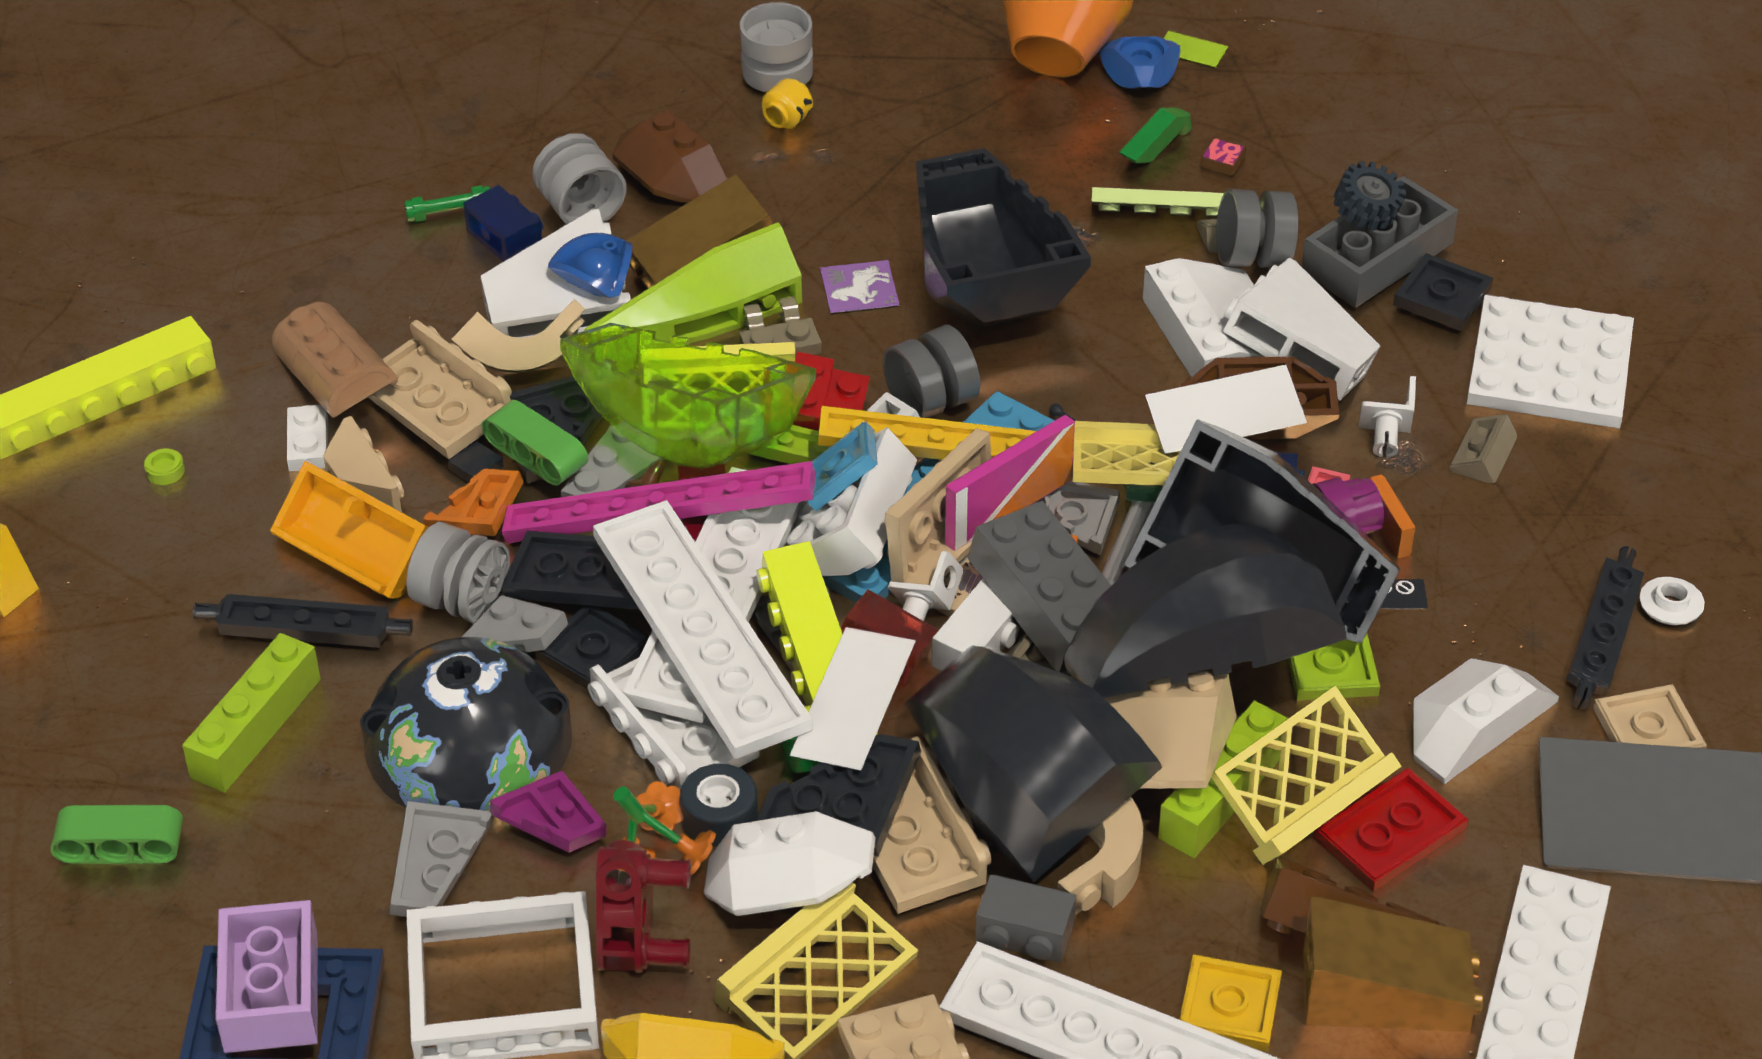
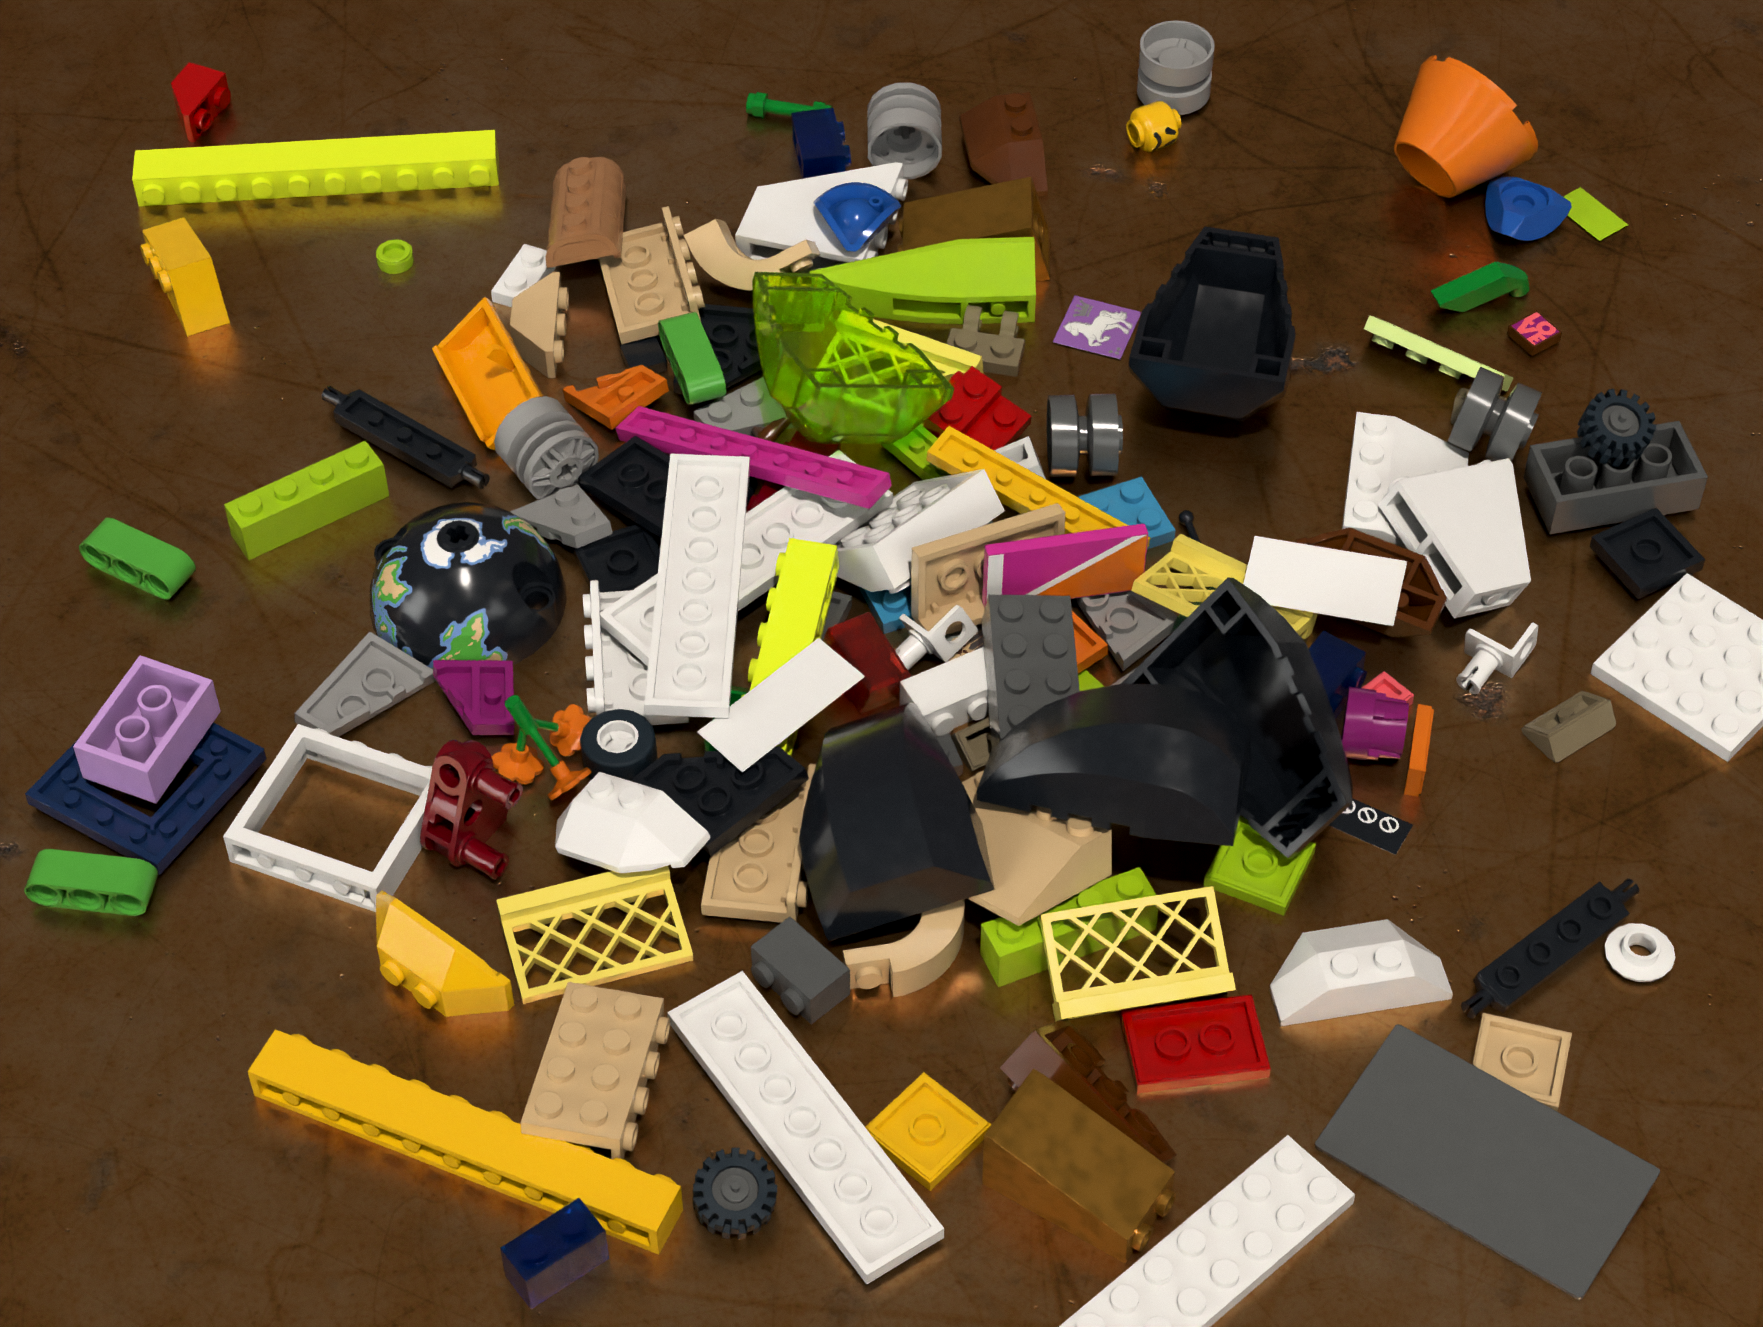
camera: 30 degrees right, 5 degrees up
(843, 464) = (925, 487): dark azure tile -> none

